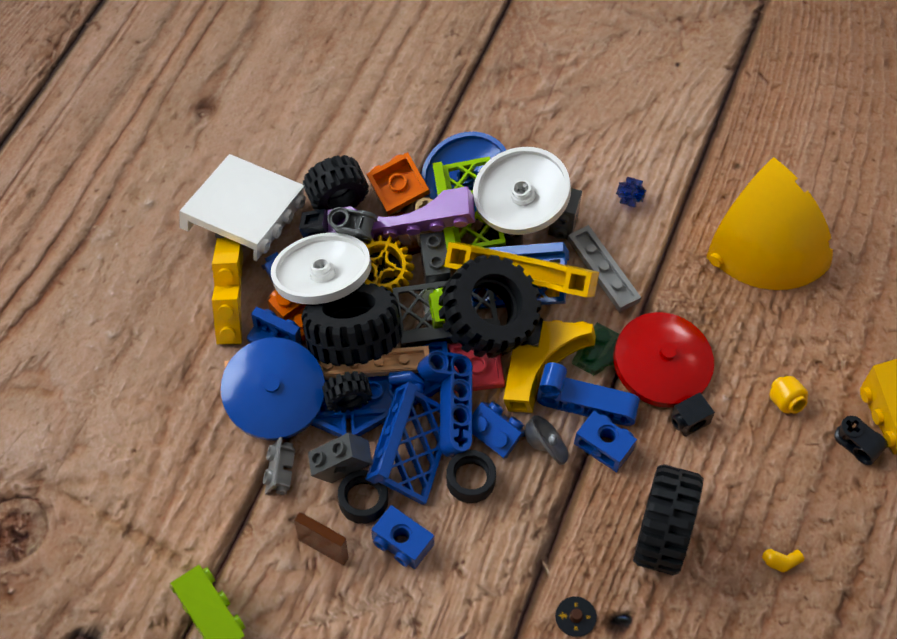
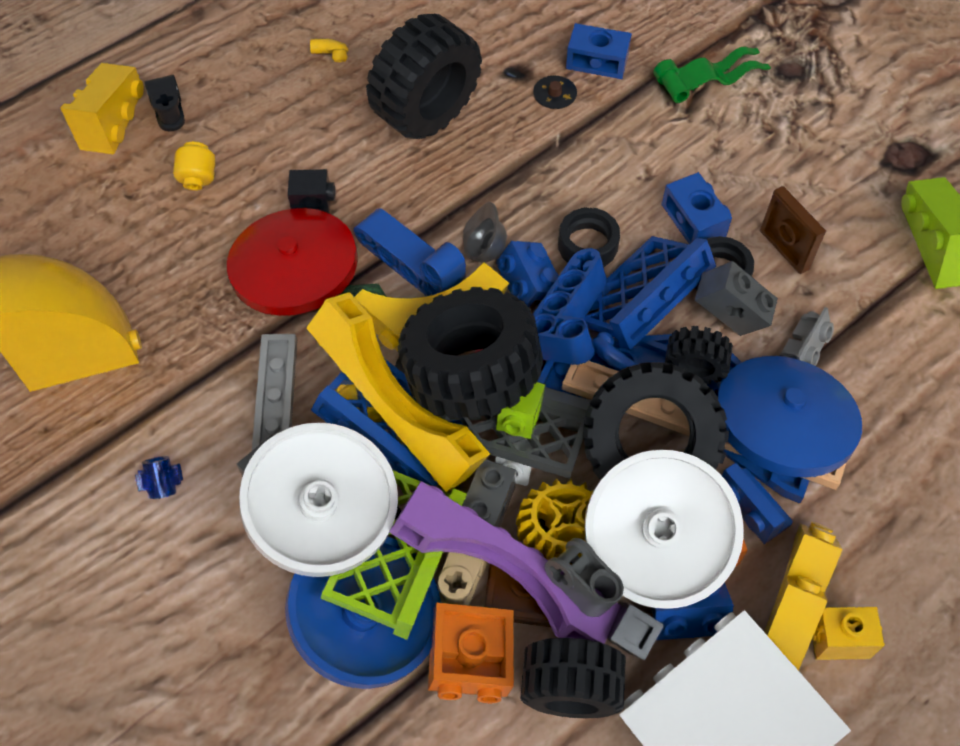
camera: 150 degrees left, 0 degrees up
(193, 284) = (848, 633): none -> yellow head
(612, 453) = (421, 206): blue brick -> none

